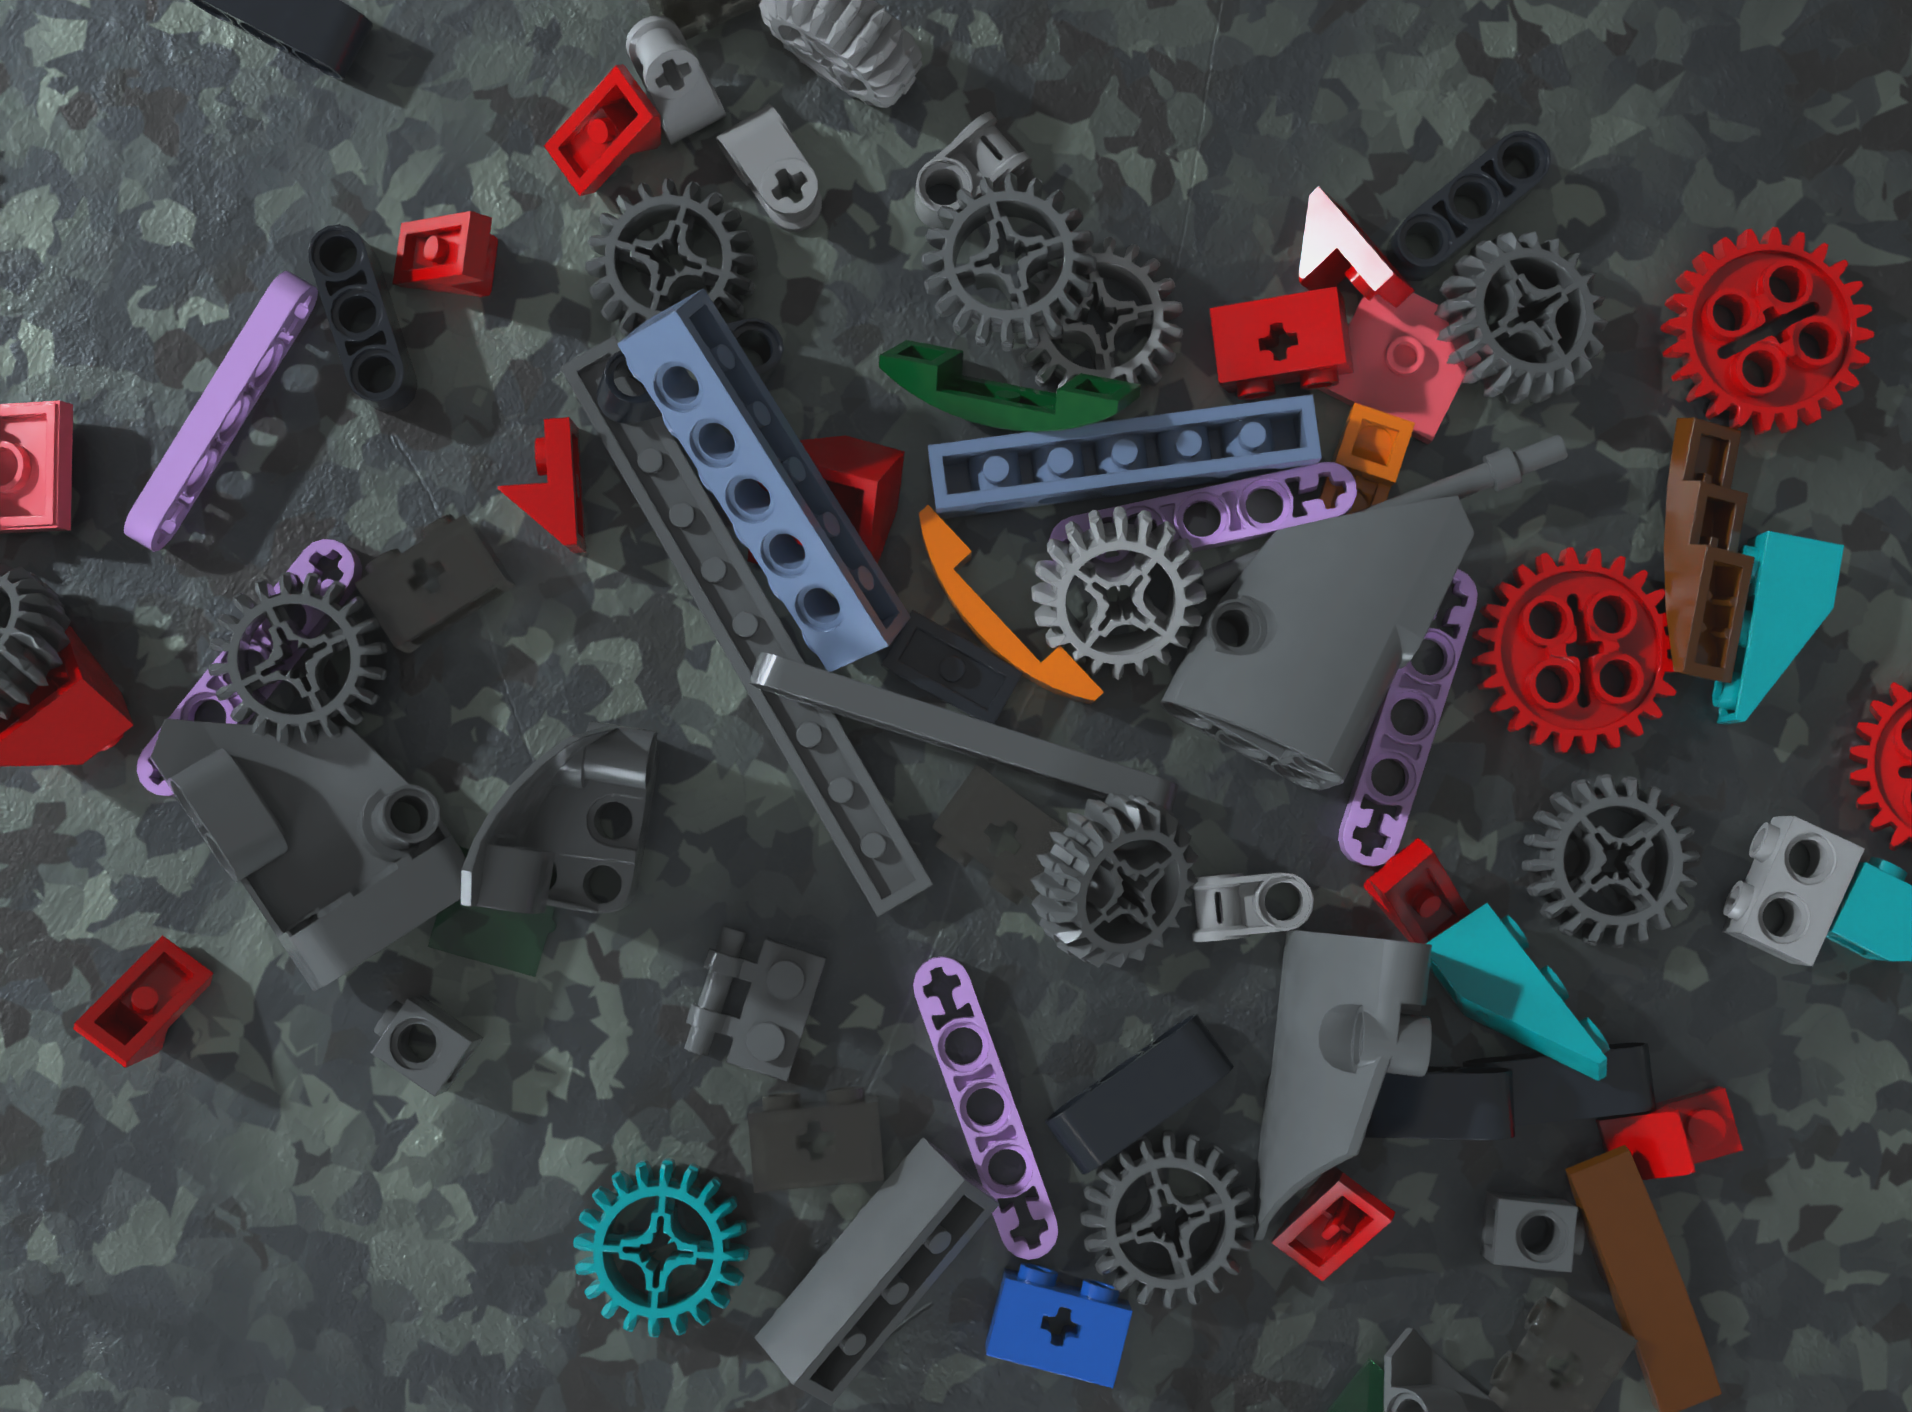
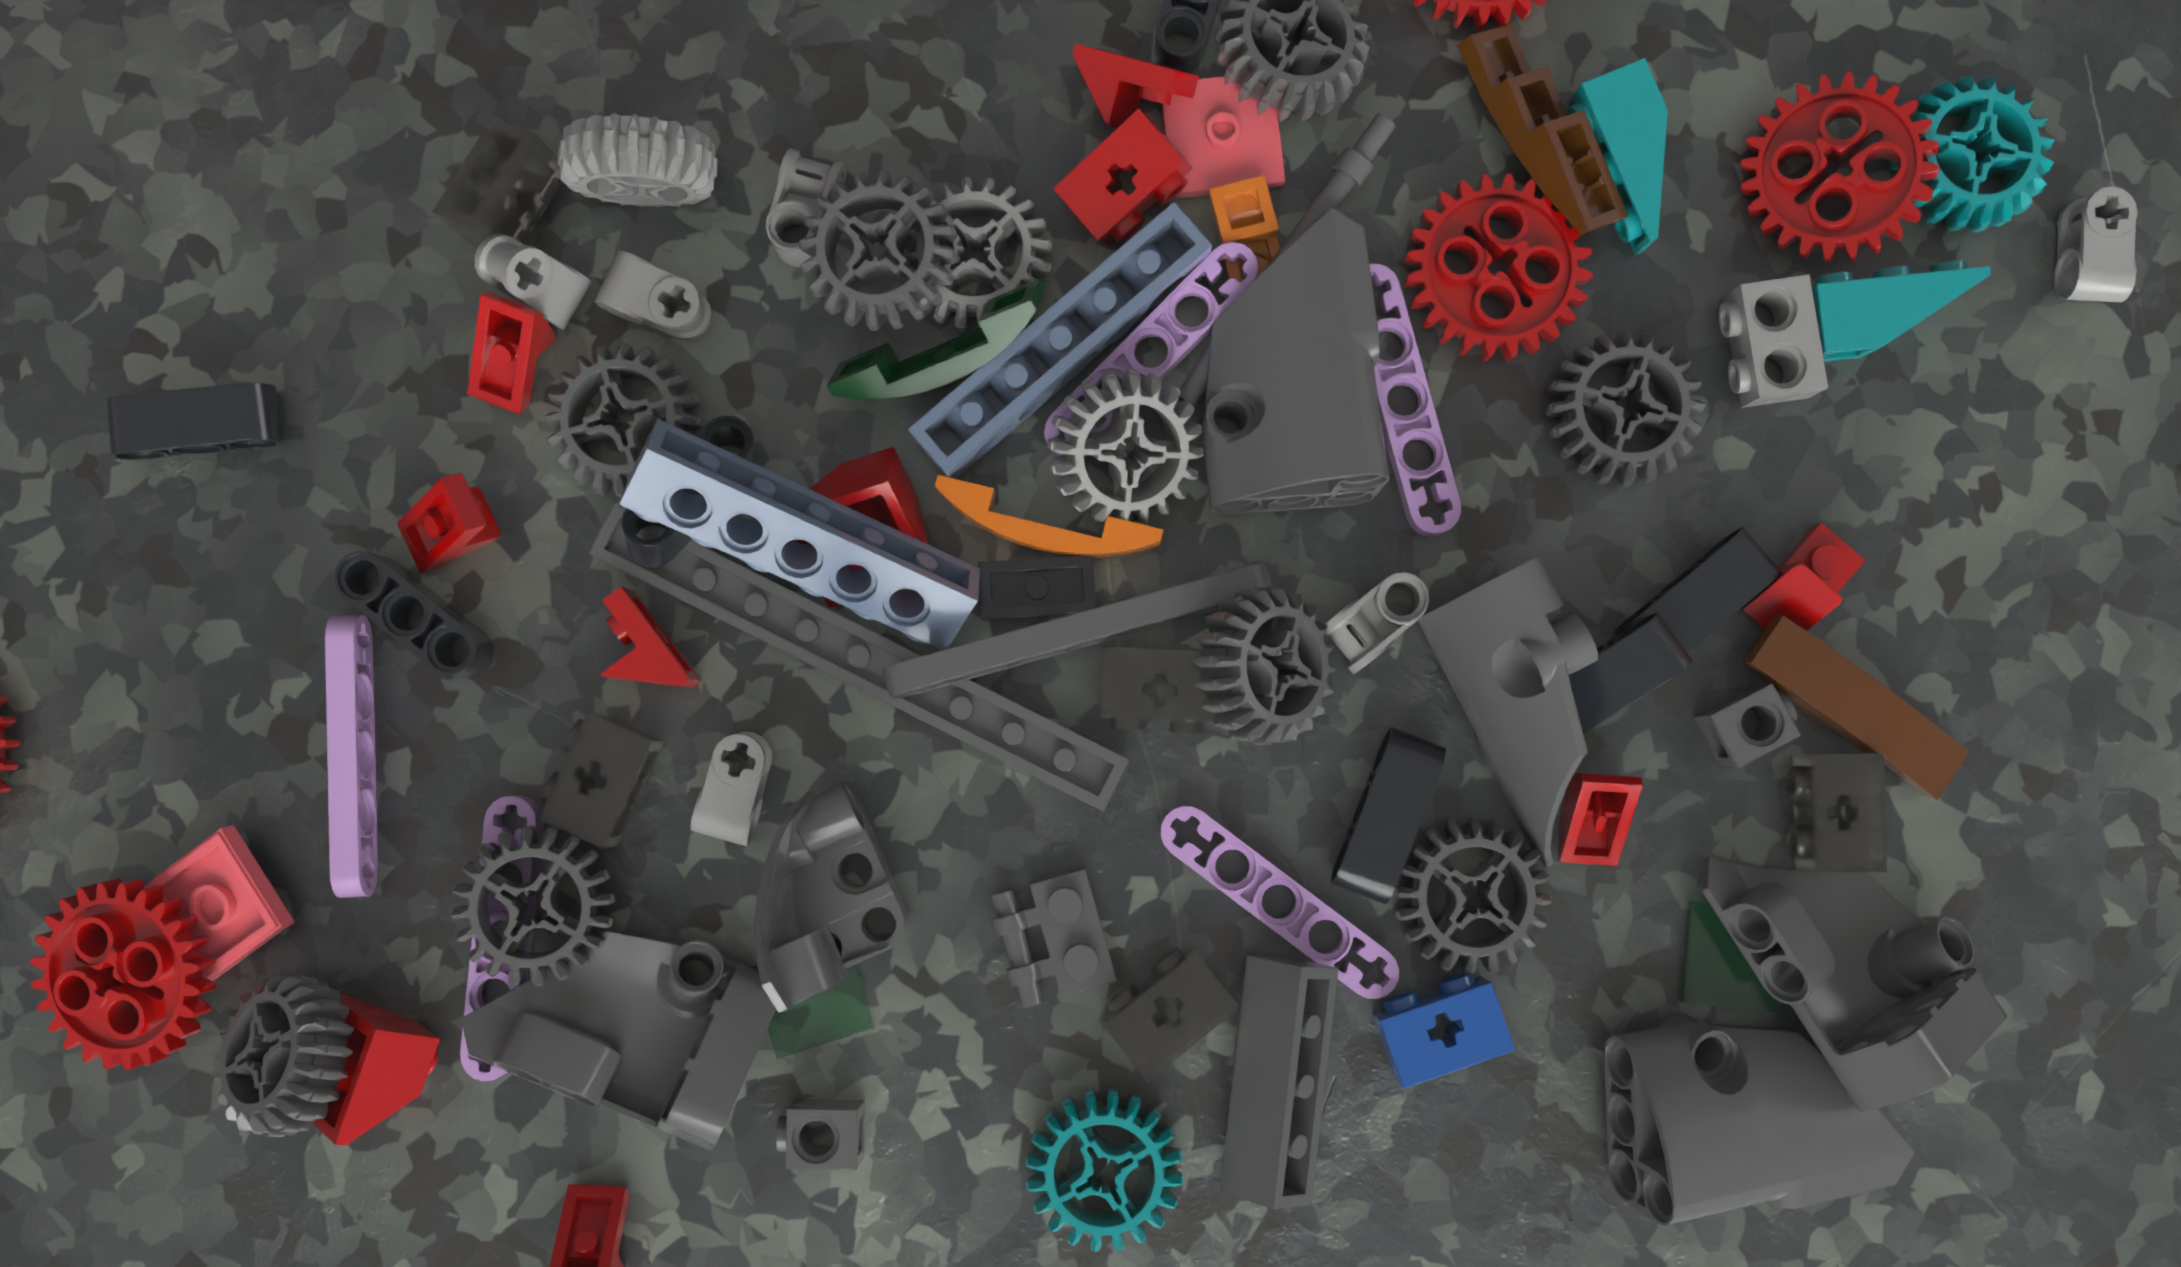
camera: 25 degrees left, 0 degrees up
(541, 678) = (733, 799): none -> light grey piece
(1417, 893) = (1499, 528): red slope -> none
(1500, 987) = (1610, 556): teal slope -> none

